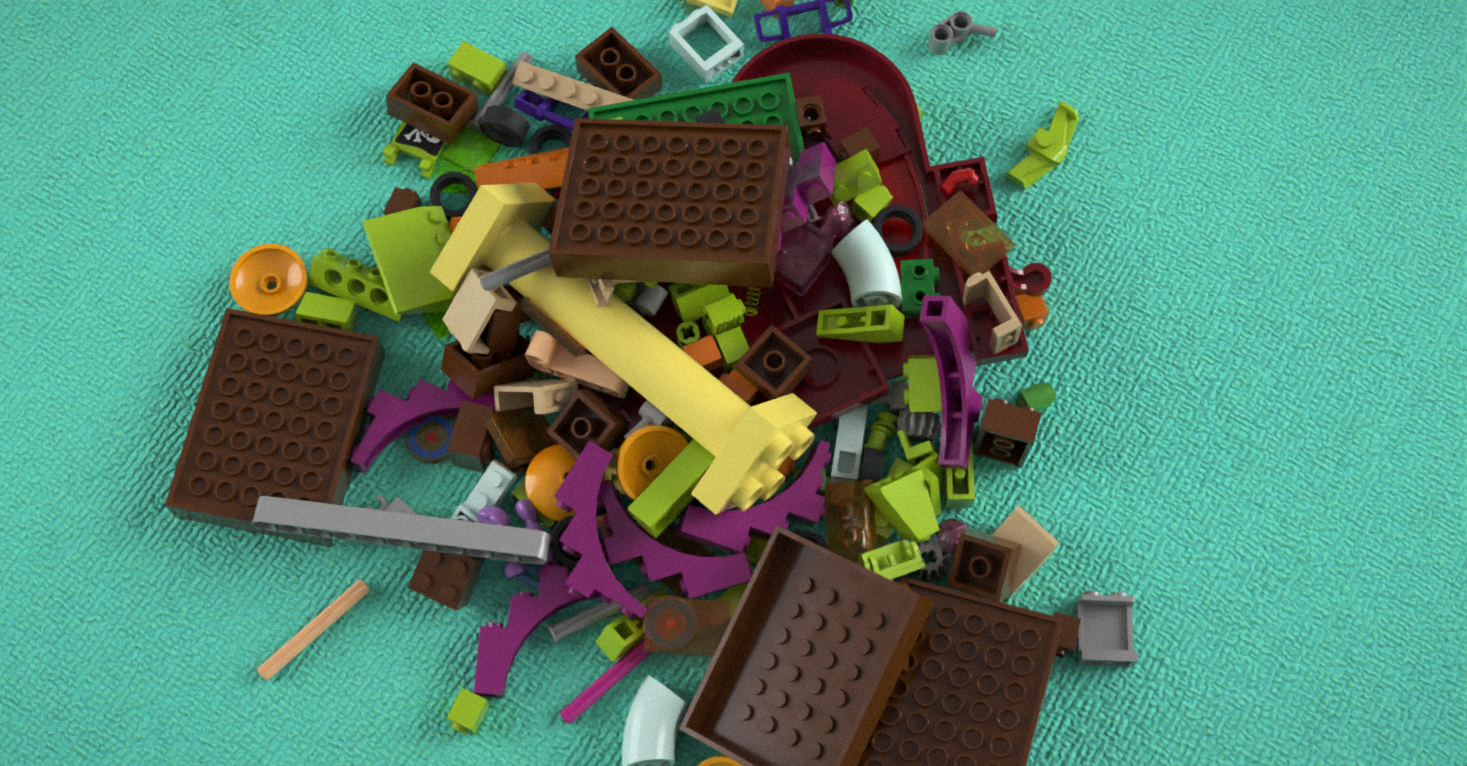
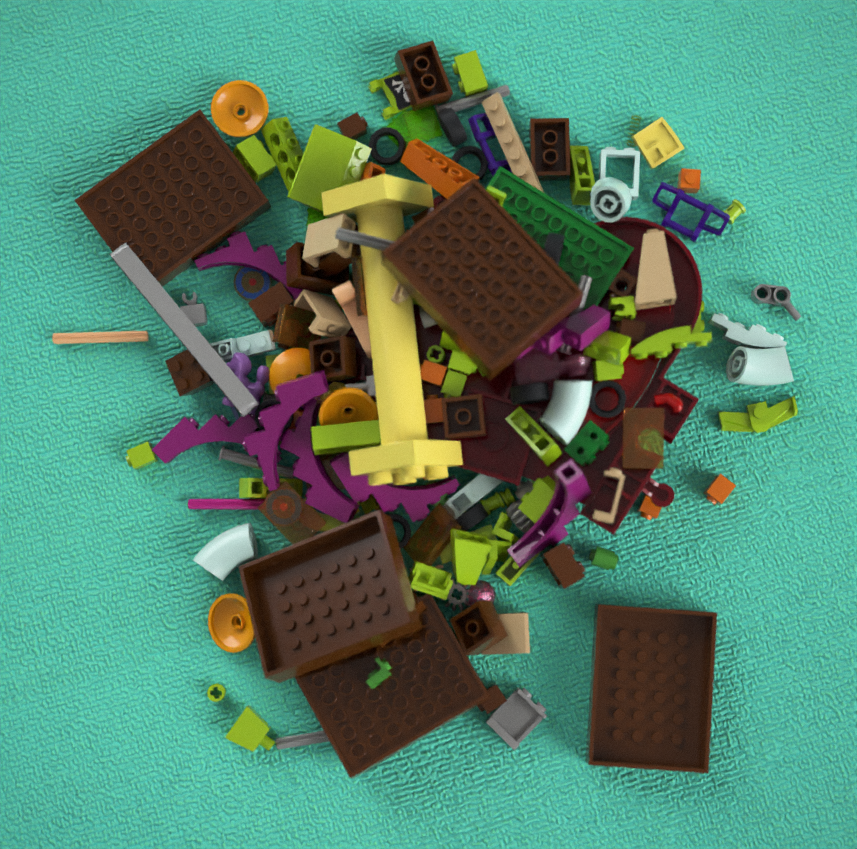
camera: 45 degrees right, 15 degrees up
(676, 72) = (580, 175): none -> lime slope
(722, 55) = (610, 199): none -> light aqua brick
(818, 285) = (529, 393): none -> black tyre
(832, 129) = (624, 306): none -> lime hinge
(839, 78) = (655, 277): none -> tan slope
(903, 126) = (661, 343): none -> lime slope
(933, 704) = (376, 676): none -> bright green bracket
(972, 82) = (754, 337): none -> light aqua slope
(1004, 97) = (759, 366): none -> light aqua brick
(1078, 240) = (719, 489): none -> orange brick
(1204, 479) = (651, 688): none -> reddish brown container

